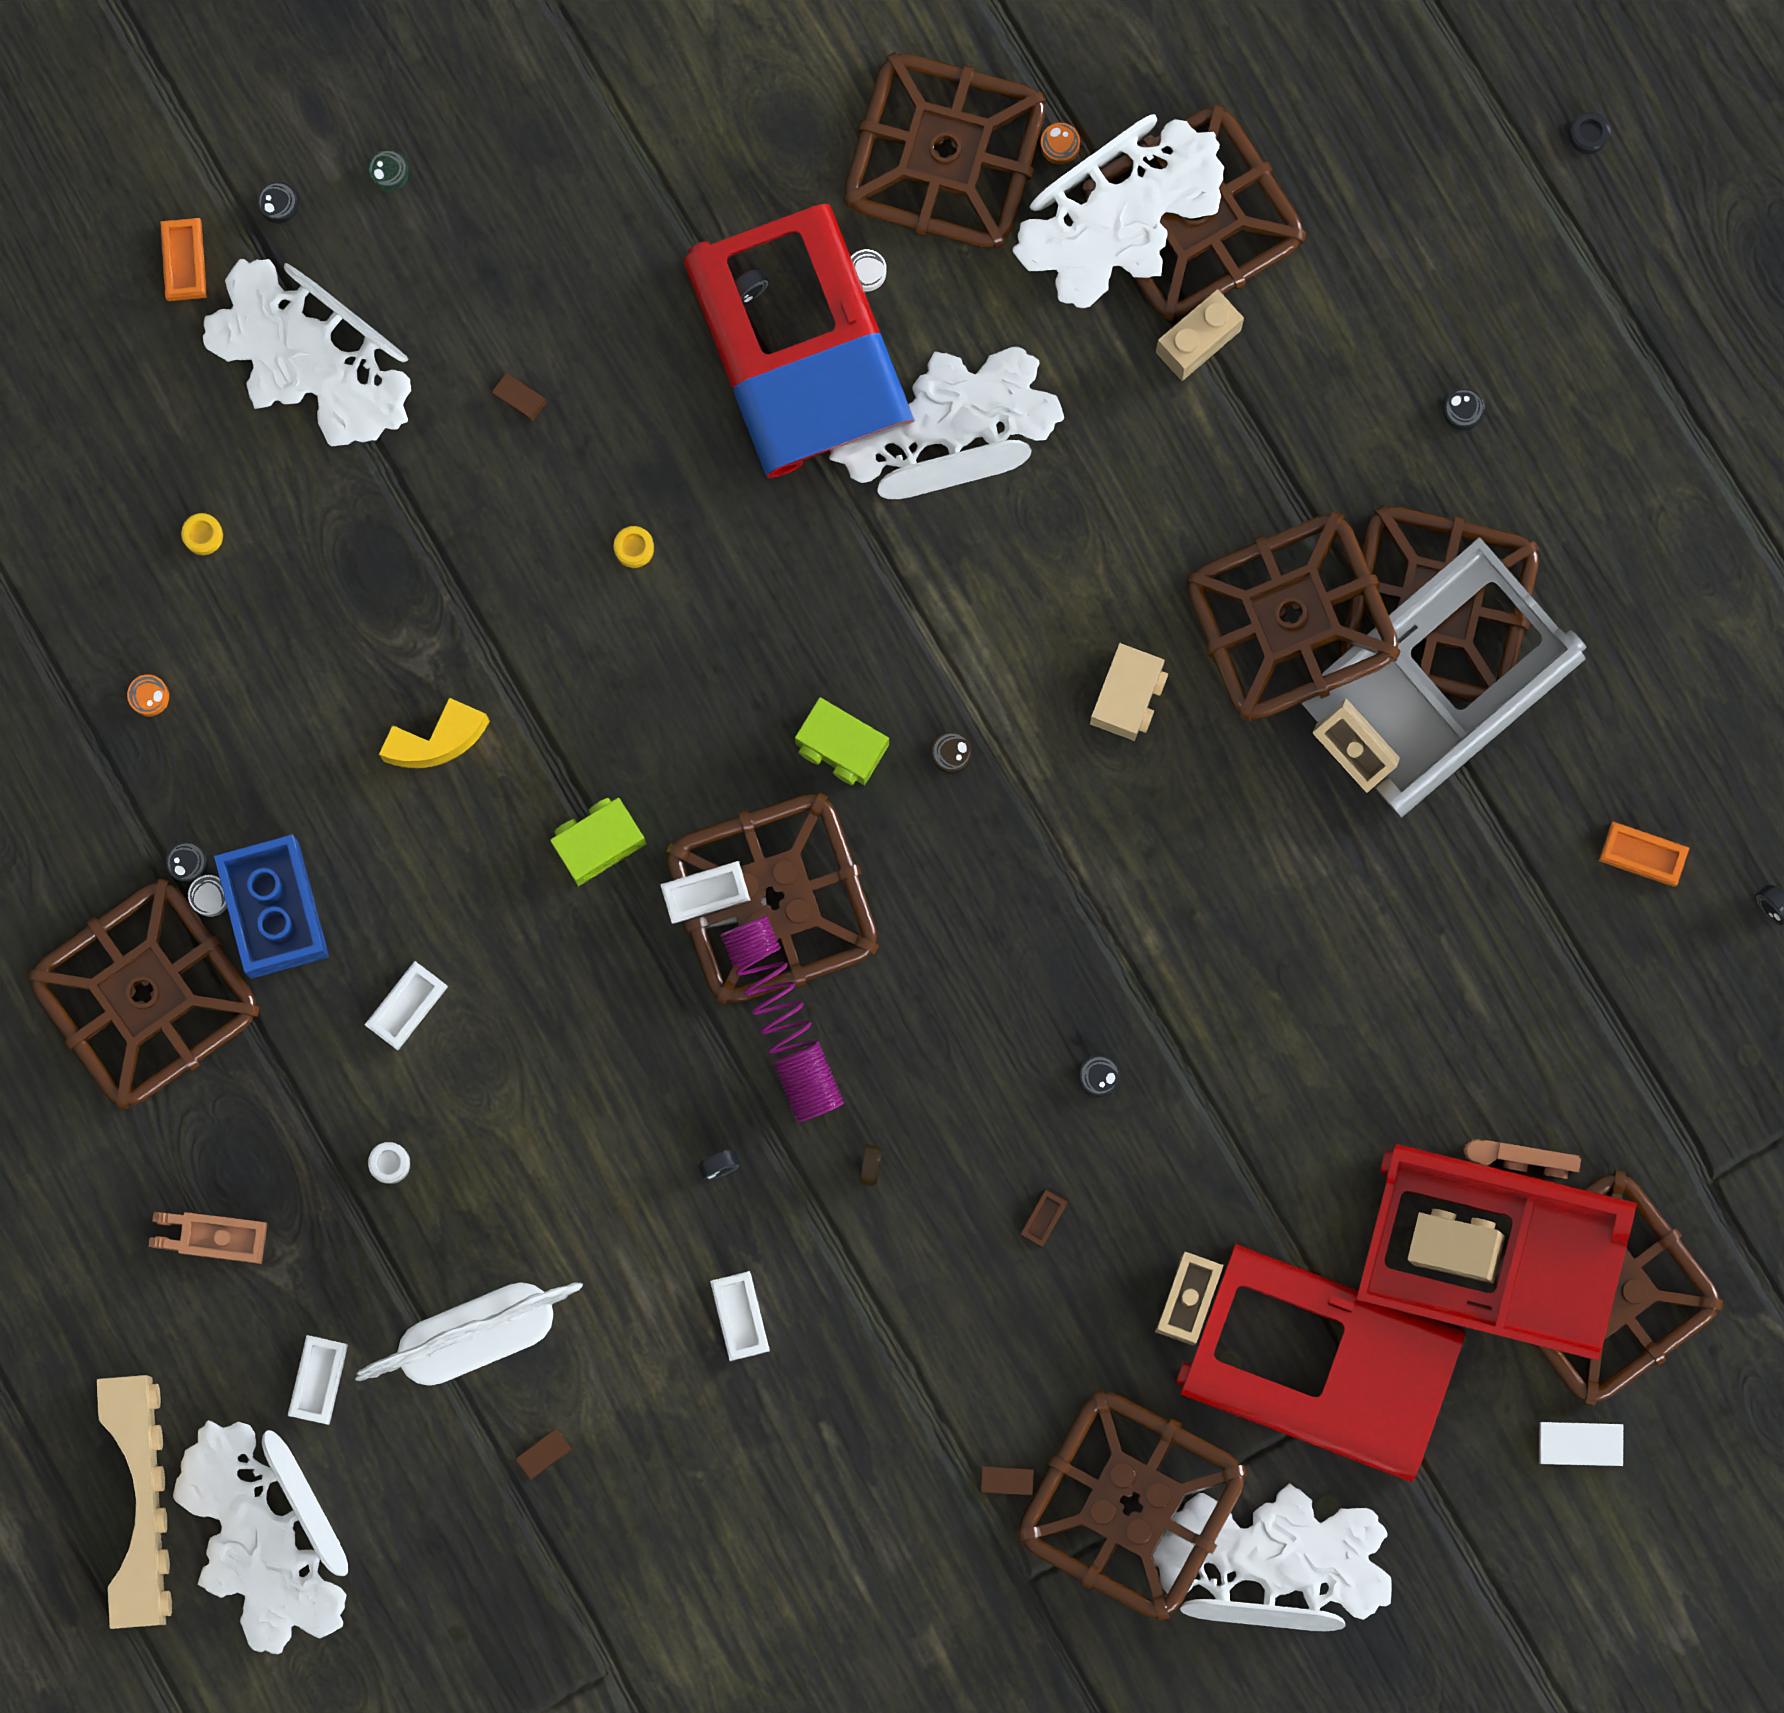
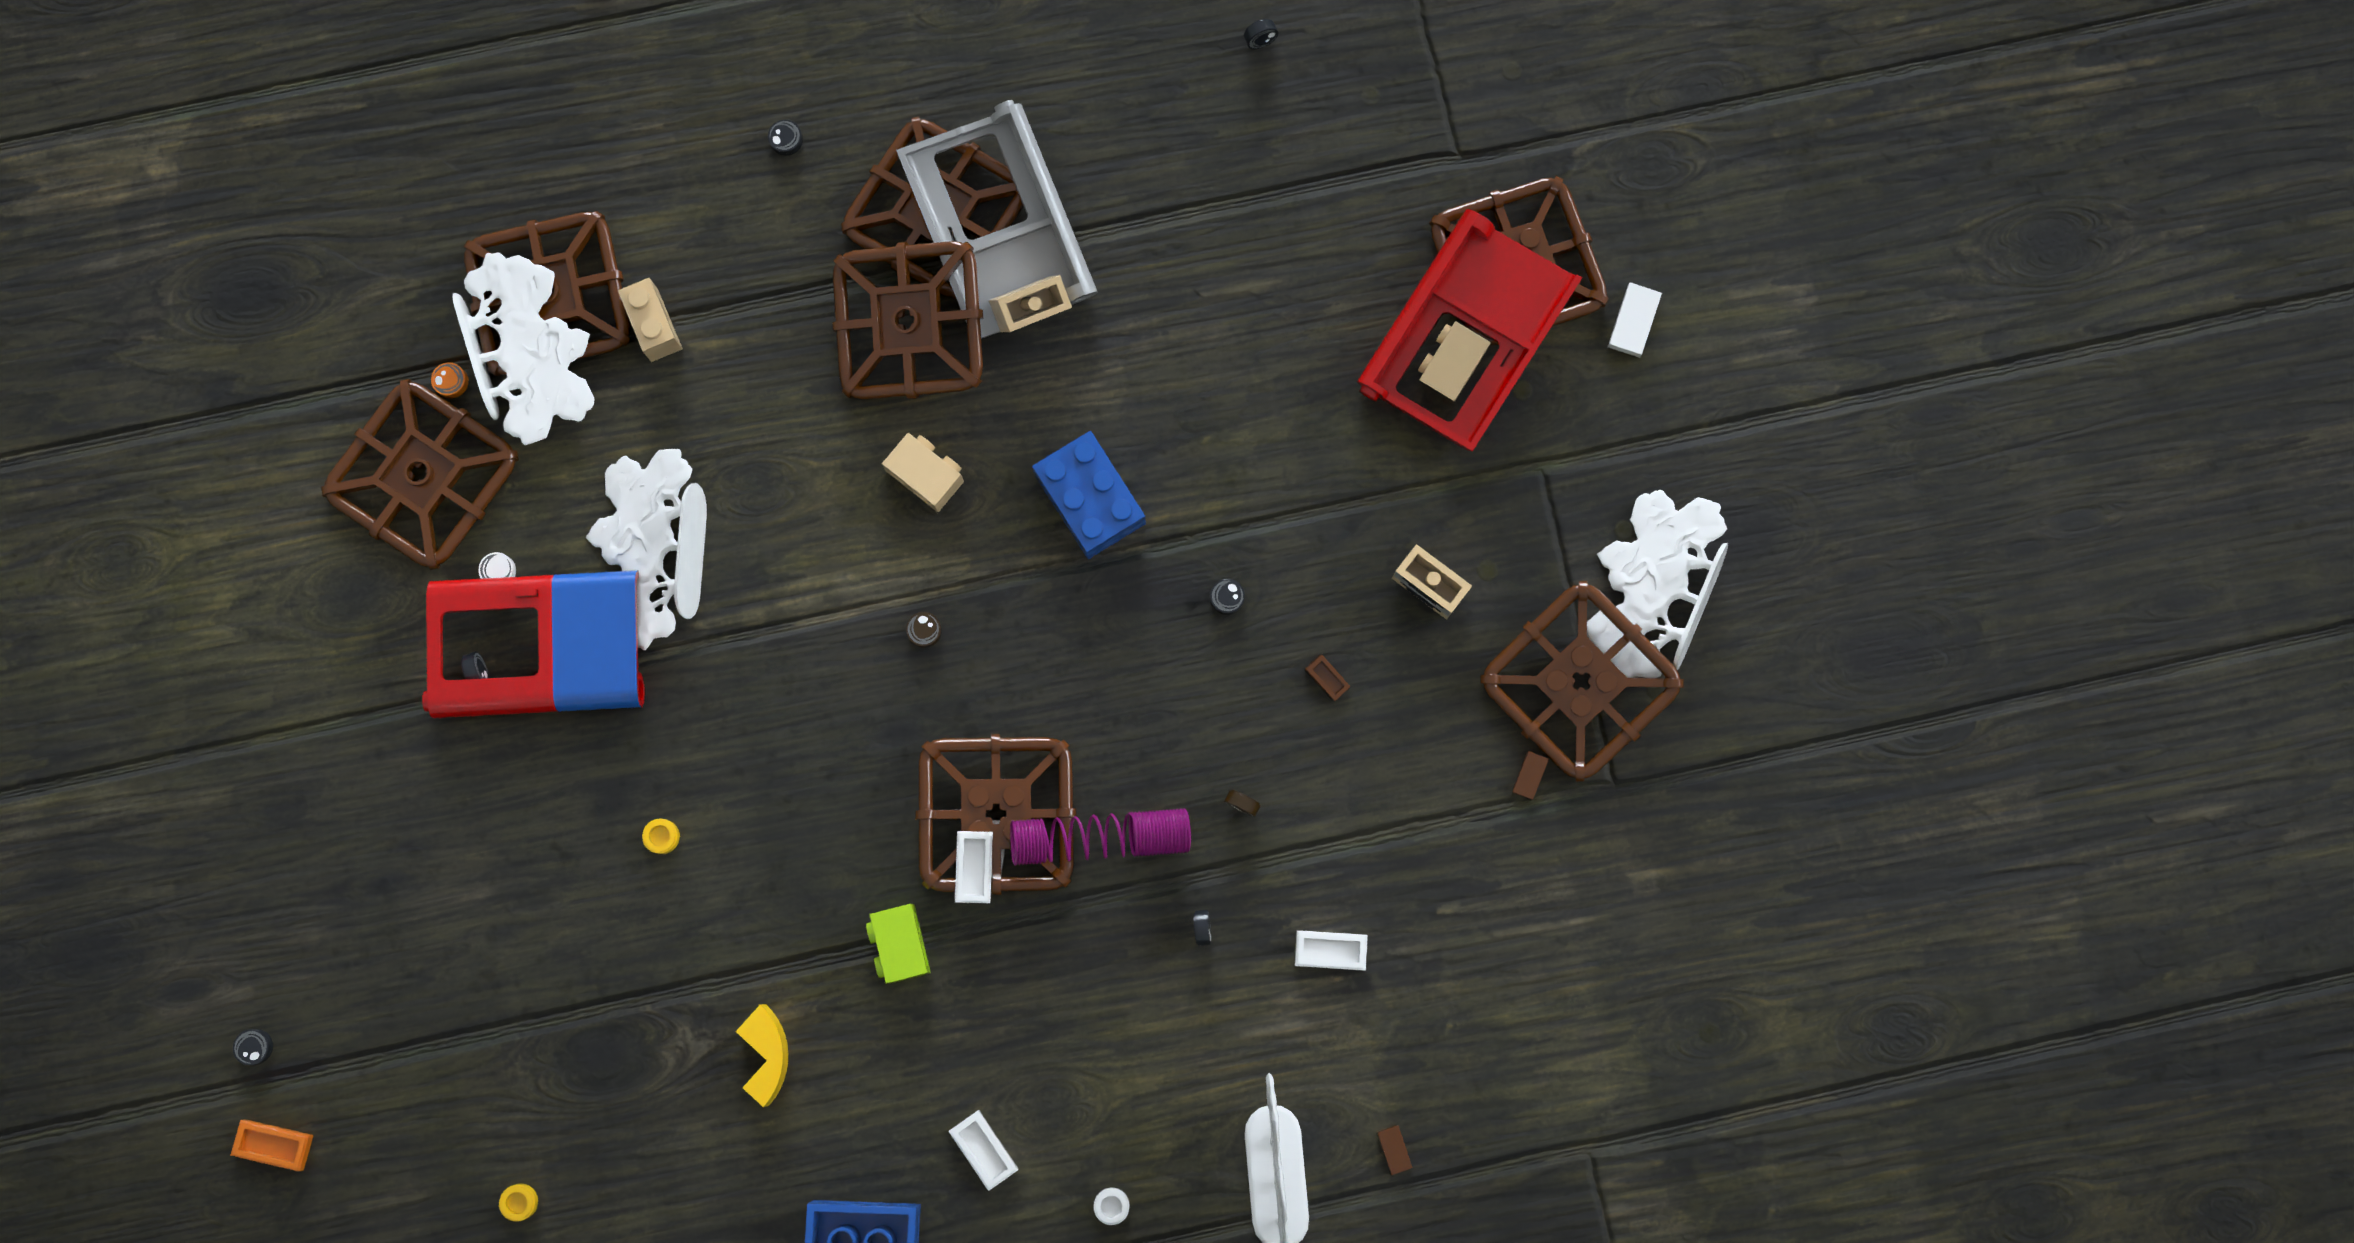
camera: 75 degrees left, 0 degrees up
(298, 357) = (394, 1071): white plant -> none
(388, 170) = (261, 942): clear green tile -> none
(519, 397) = (498, 892): reddish brown piece -> none
(841, 742) = (885, 716): lime brick -> none
(1162, 883) = (1089, 494): none -> blue brick
(1380, 1384) = (1547, 457): red piece -> none
(1519, 1157) = (1397, 290): nougat hinge -> none
(1643, 854) = (1188, 119): orange tile -> none

